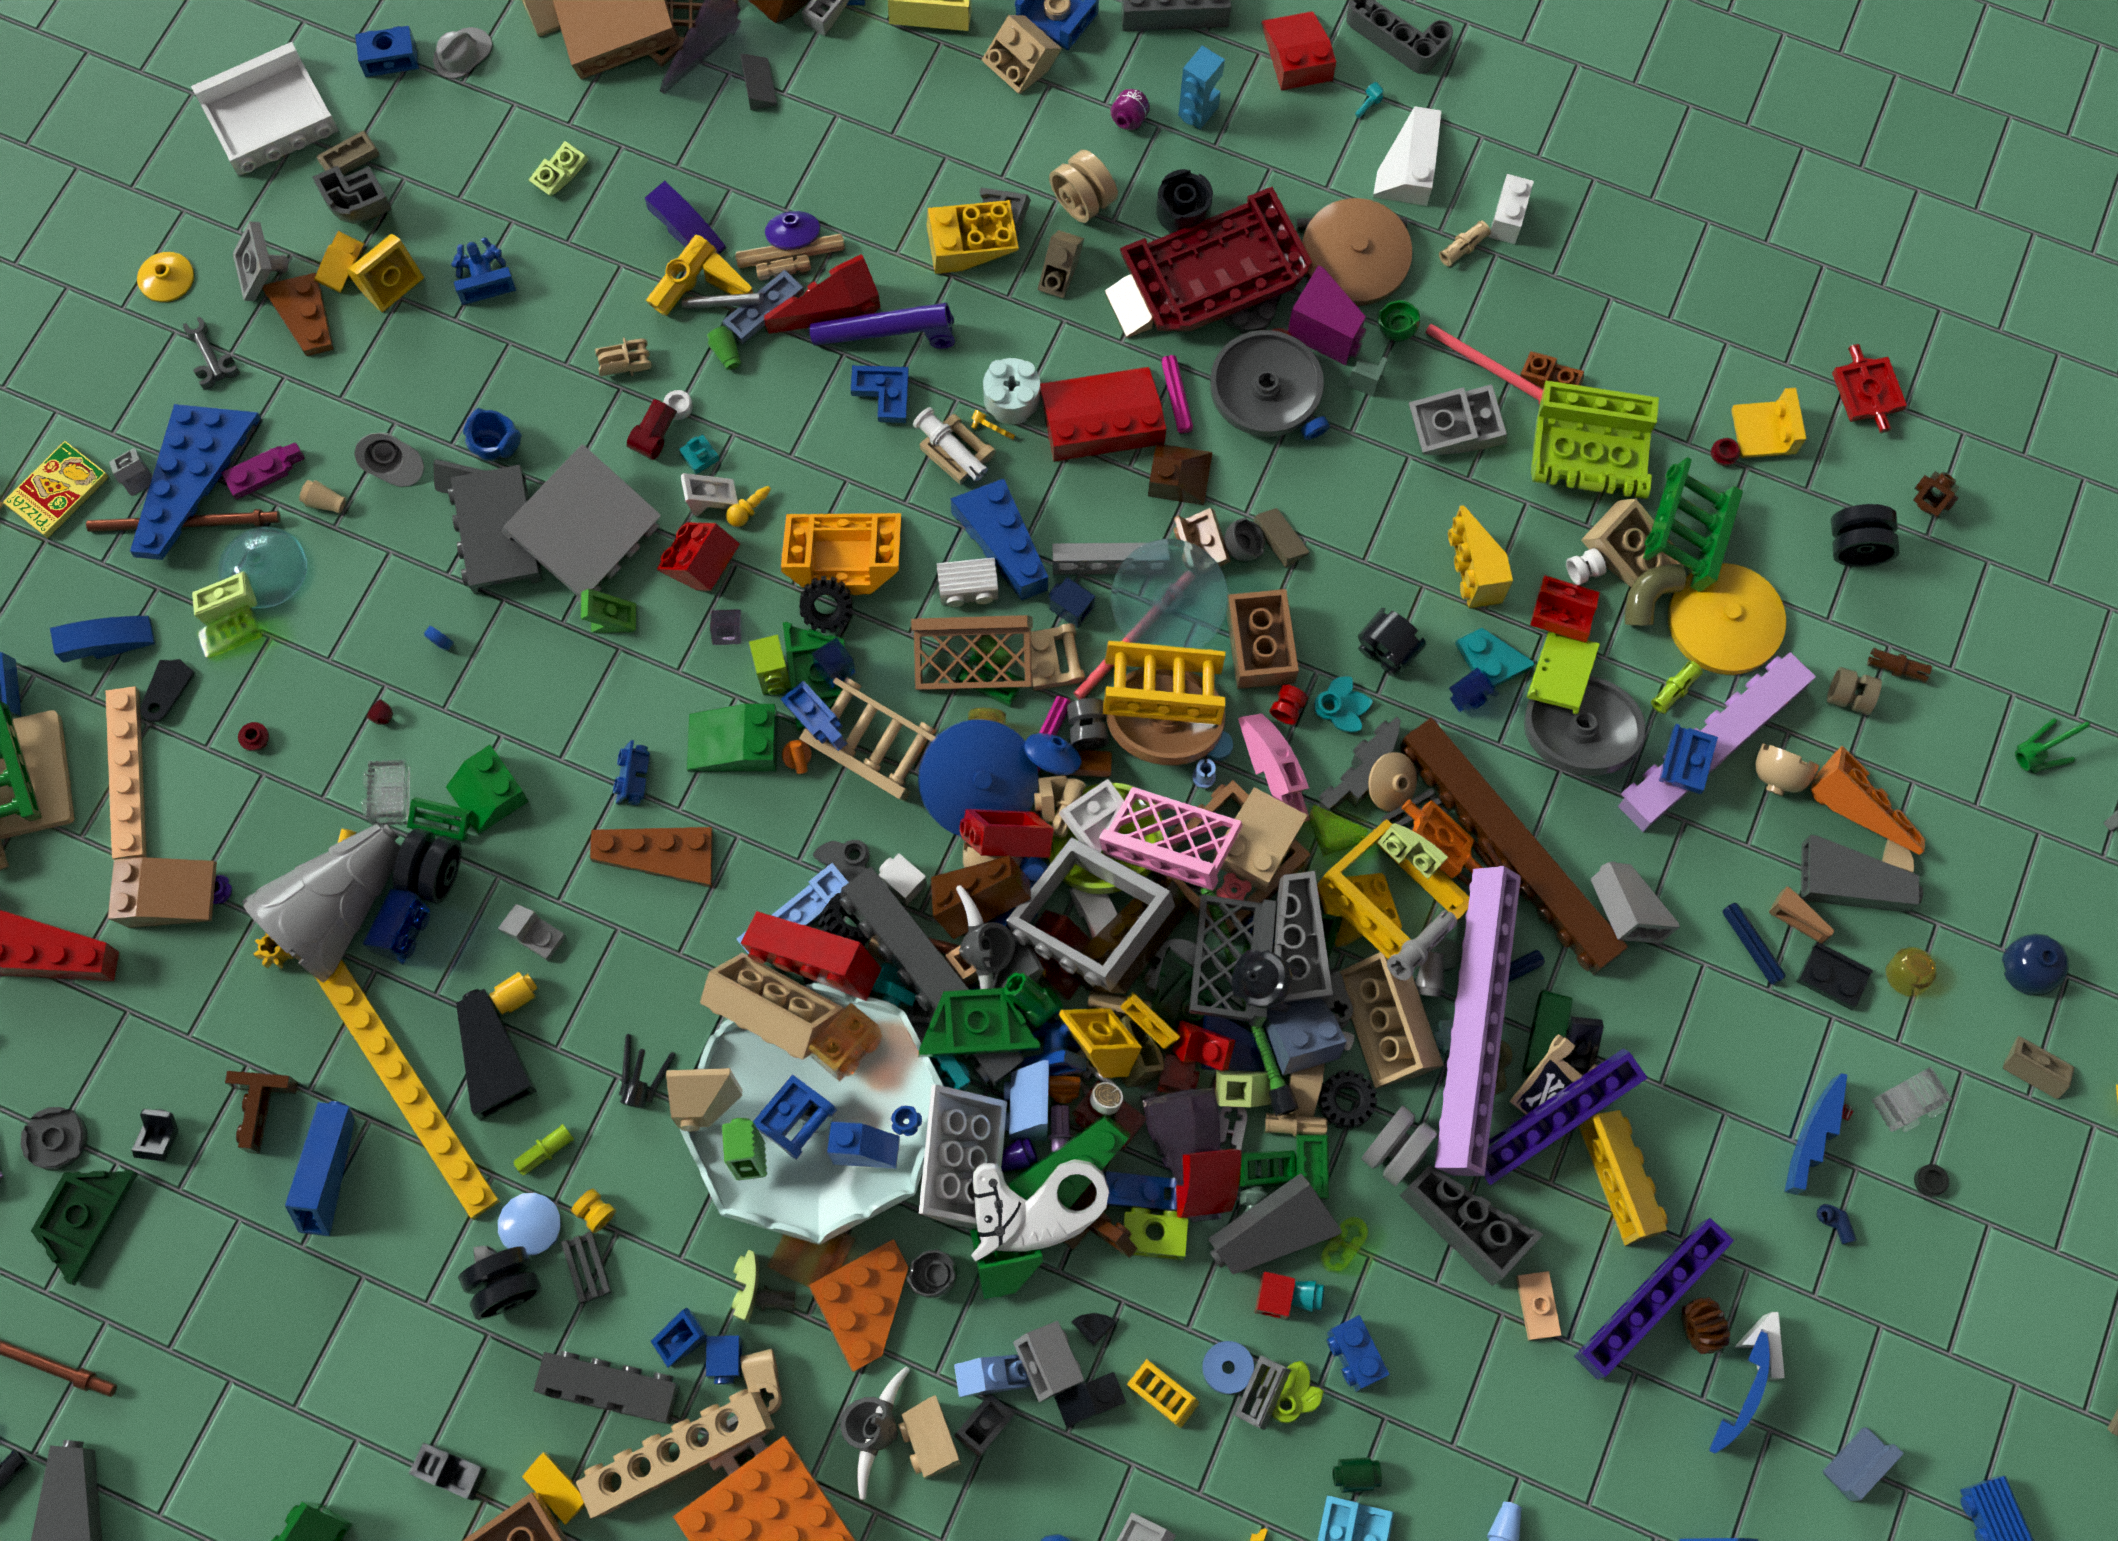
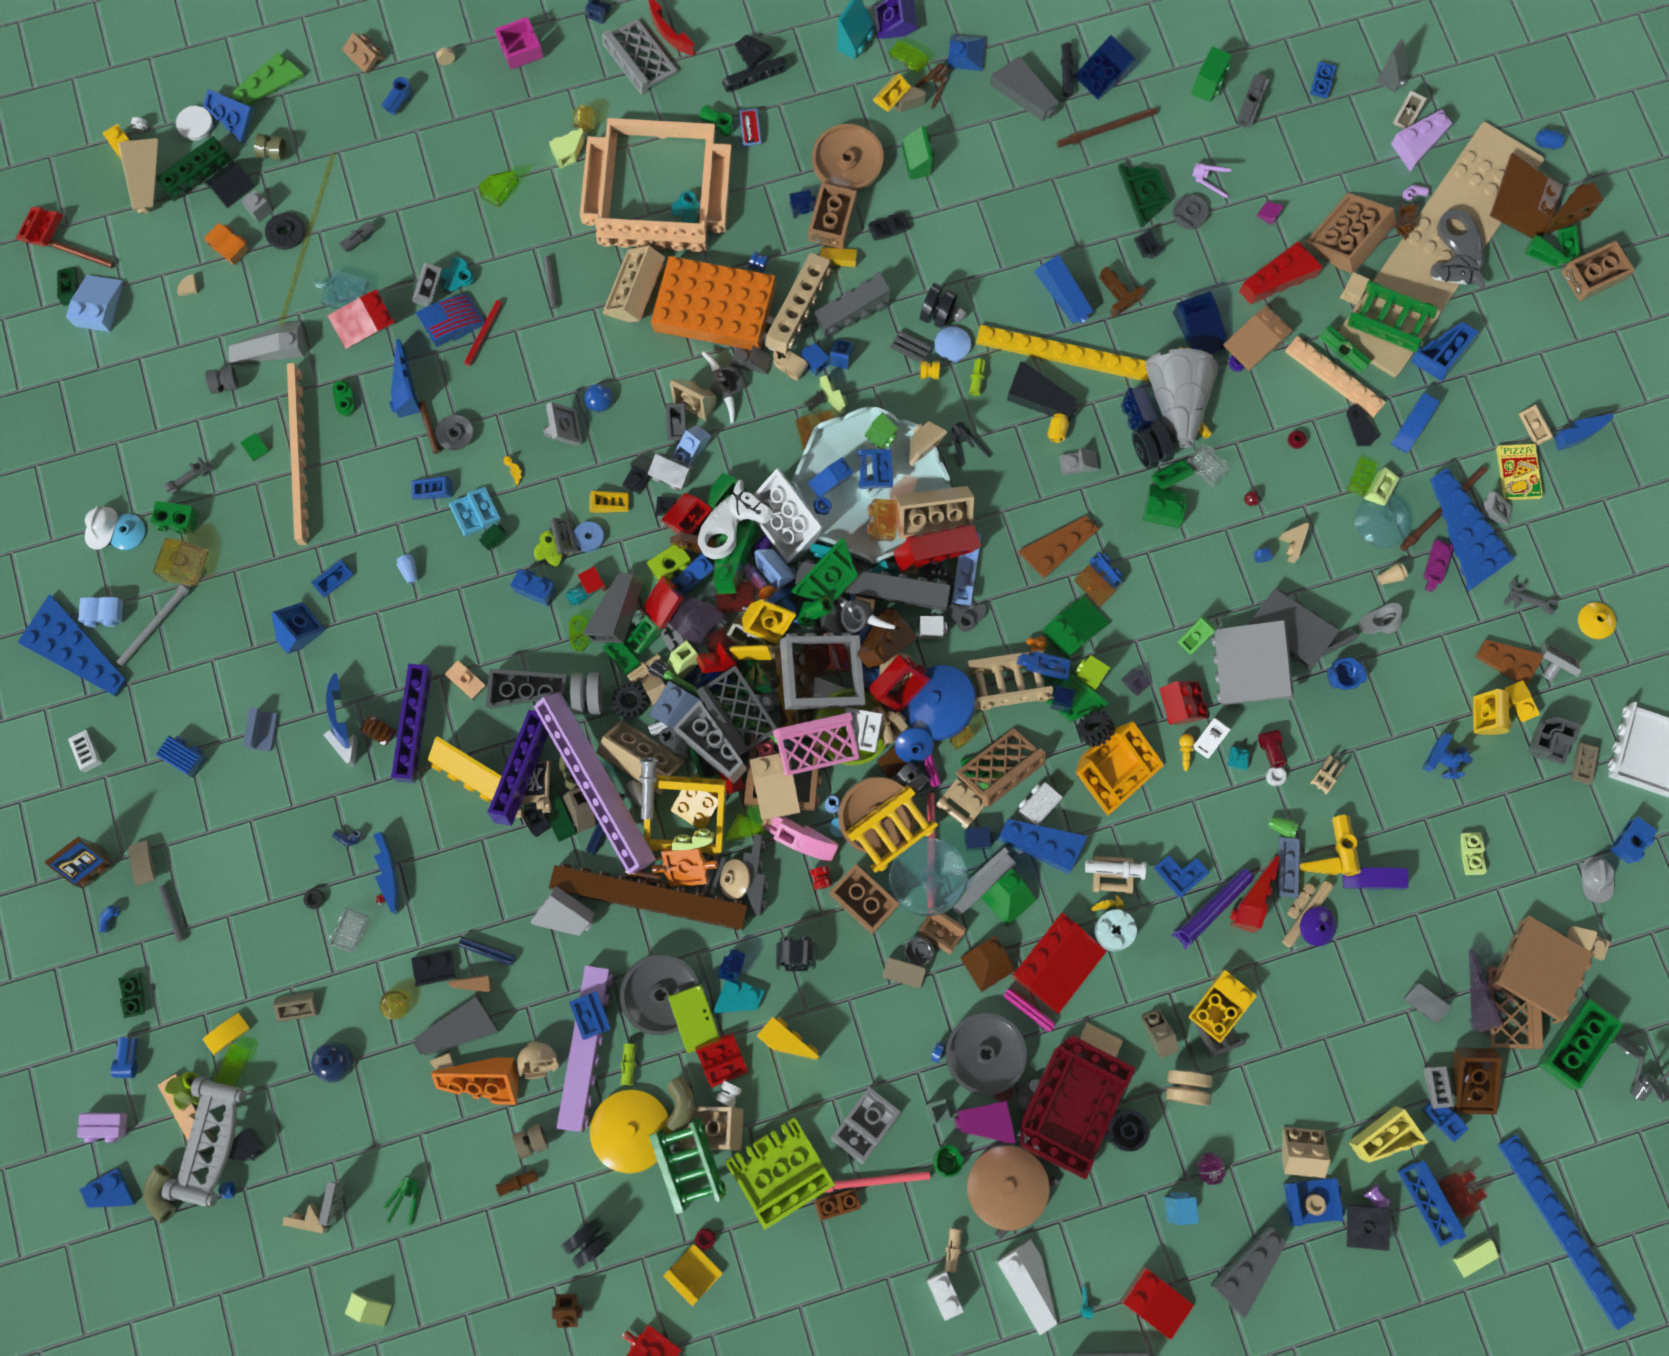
camera: 140 degrees right, 5 degrees up
(78, 806) = (1353, 357): none -> green piece
(207, 970) = (1201, 323): none -> clear blue slope
(378, 623) = (1296, 539): none -> tan slope
(664, 769) = (1094, 585): none -> clear orange slope
(722, 300) = (1311, 850): flat silver bar -> none
(806, 1435) = (752, 360): none -> dark grey slope
(862, 1302) = (776, 430): orange plate -> none
(933, 1274) = (754, 464): dark grey hair -> none
(1080, 1279) = (687, 515): none -> red slope
(1094, 517) = (1009, 897): none -> green slope
(1106, 1098) = (741, 597): tile -> none
(1271, 981) = (711, 701): black helmet -> none
(1347, 705) = (792, 906): teal plate -> none
(1519, 1015) = (579, 810): none -> dark tan slope

